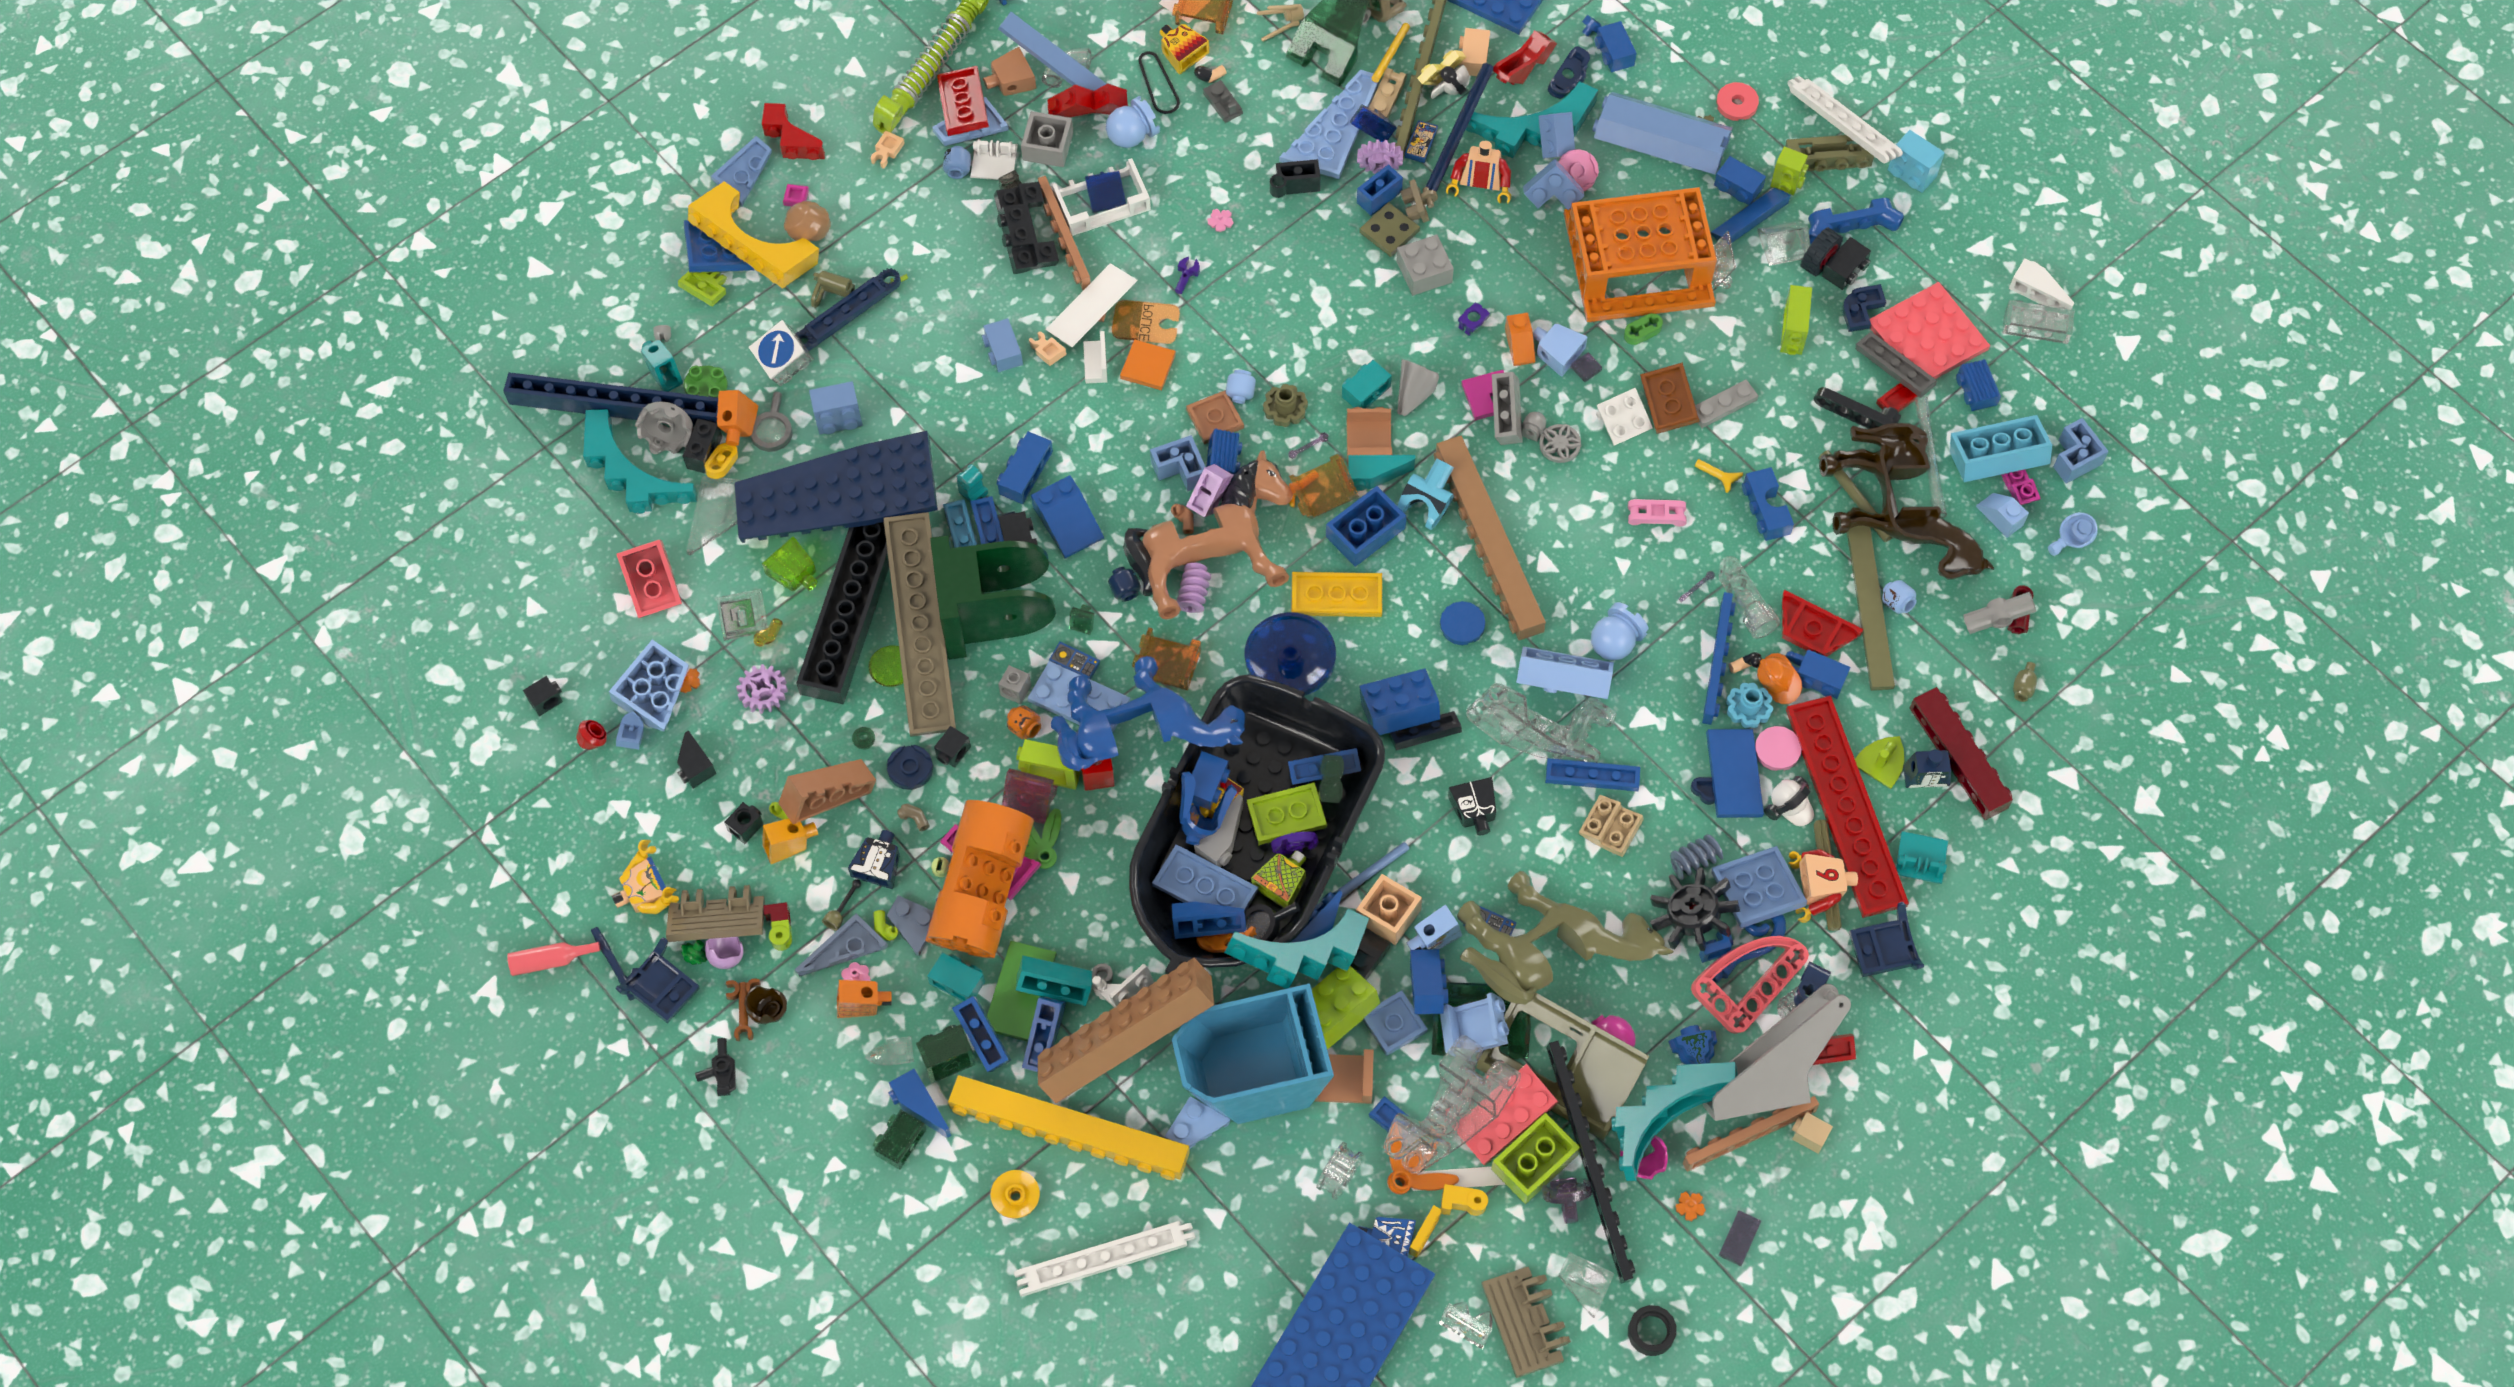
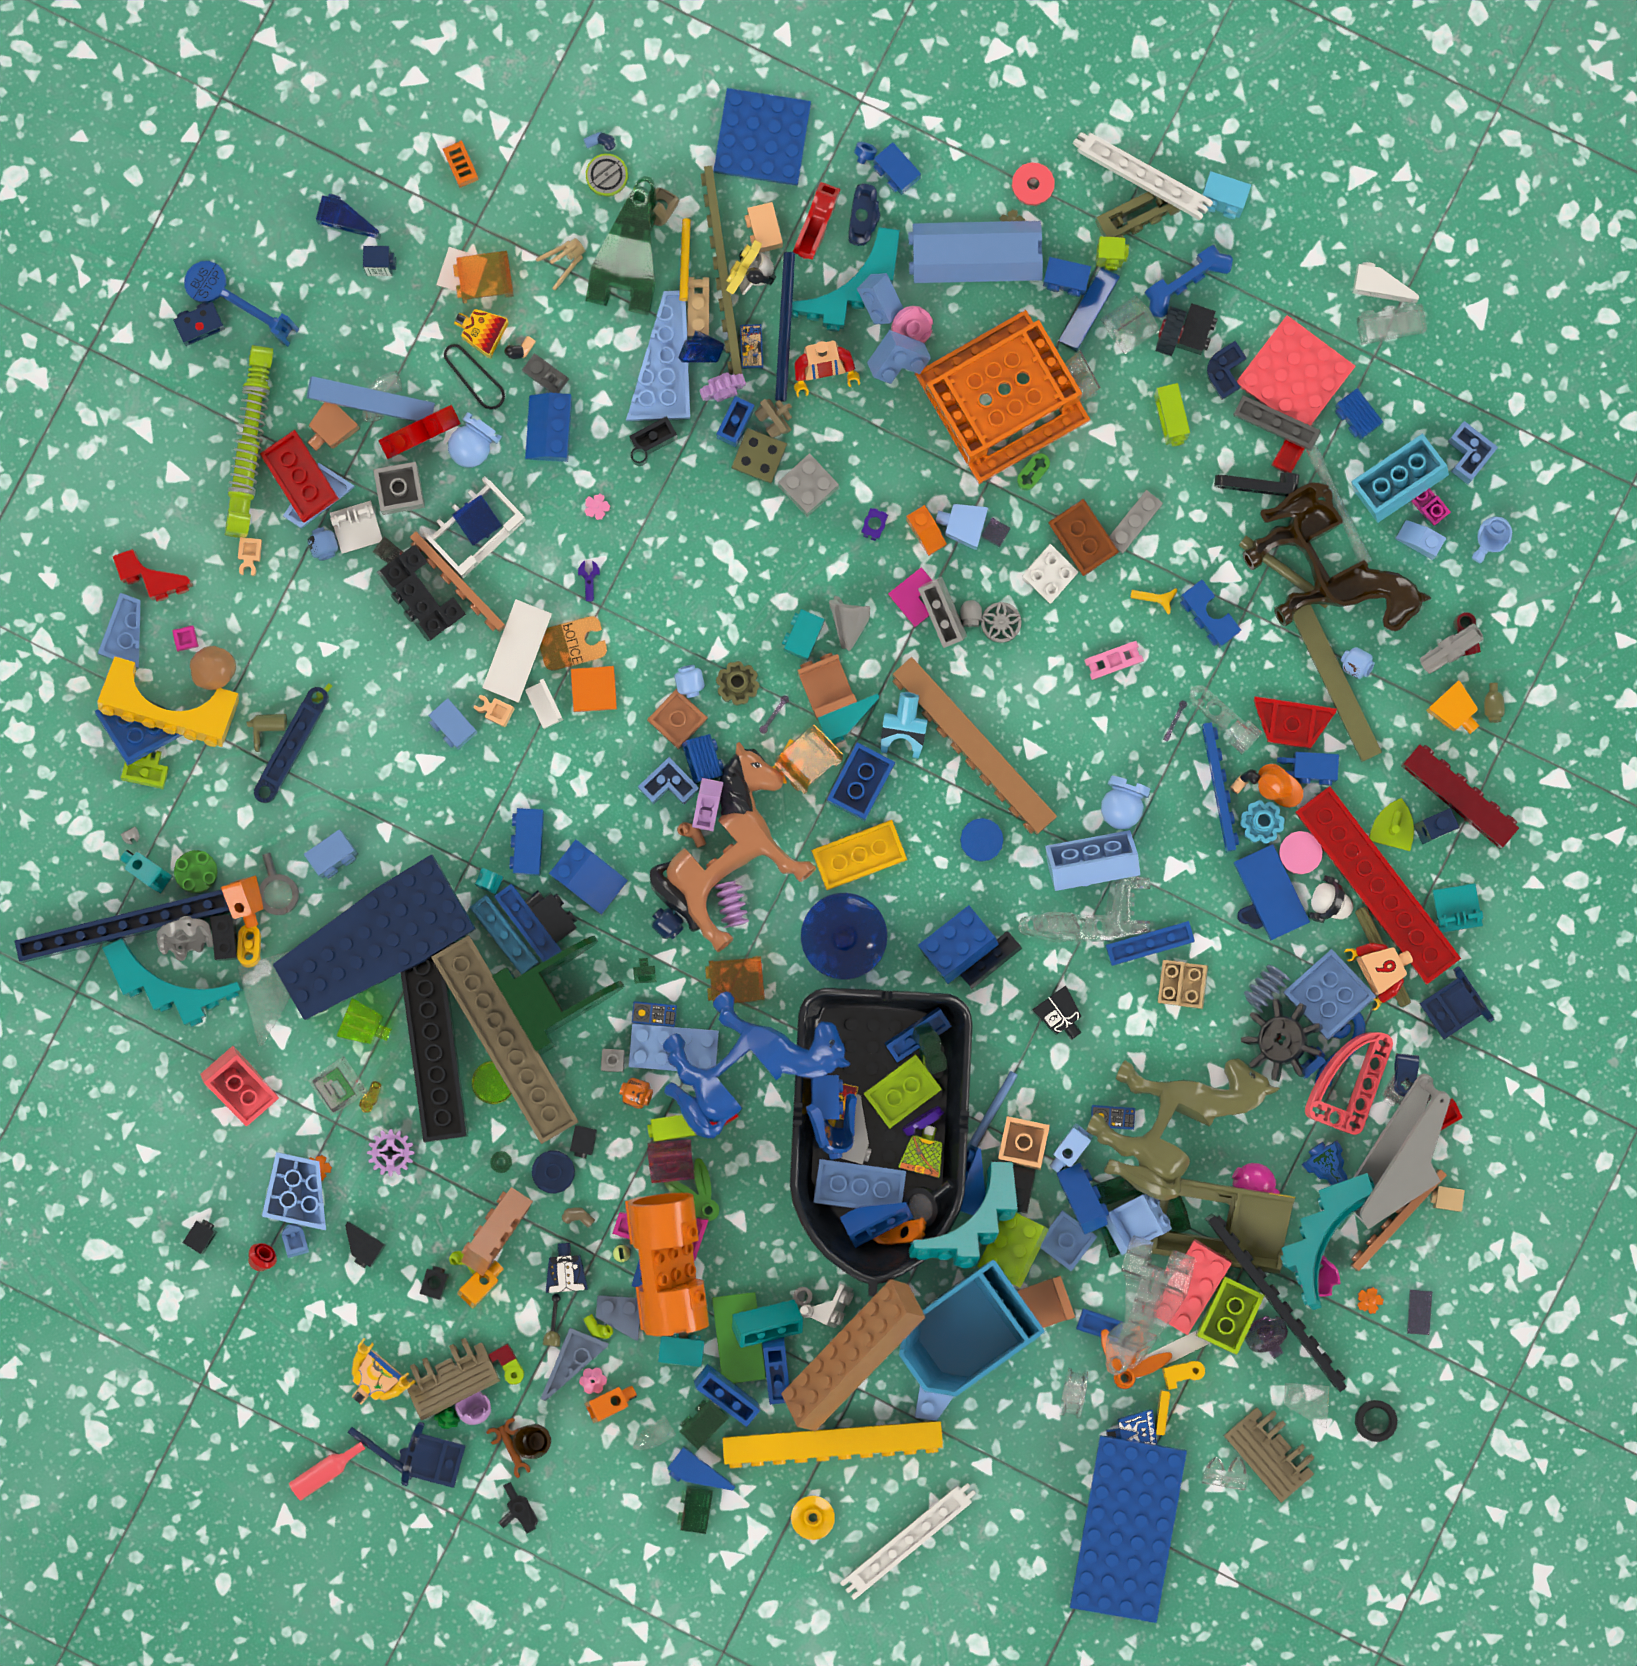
camera: 25 degrees left, 20 degrees up
(781, 353) = (254, 816): piece -> none
(1208, 141) = (548, 427): none -> blue slope
(1983, 672) = (1455, 709): none -> light orange torso

